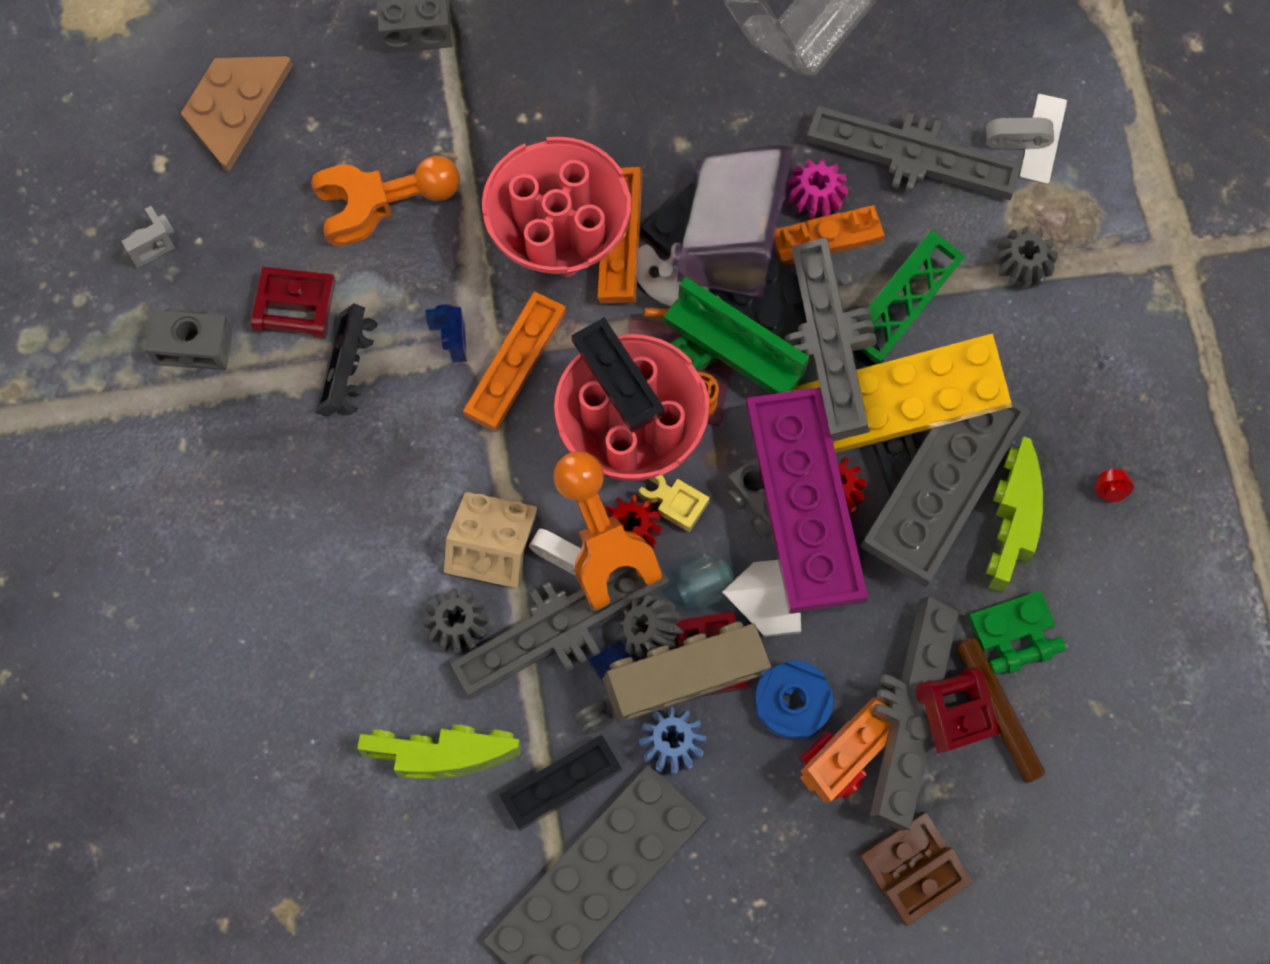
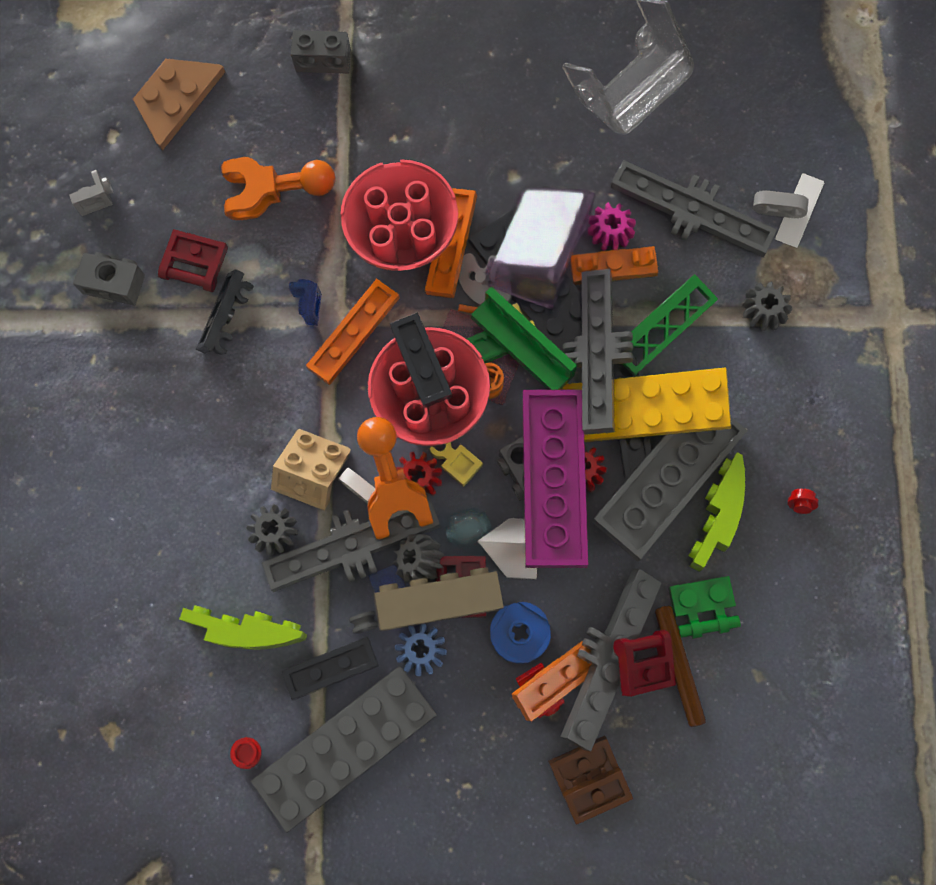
camera: 15 degrees right, 5 degrees up
(470, 907) = (246, 753): none -> red plate

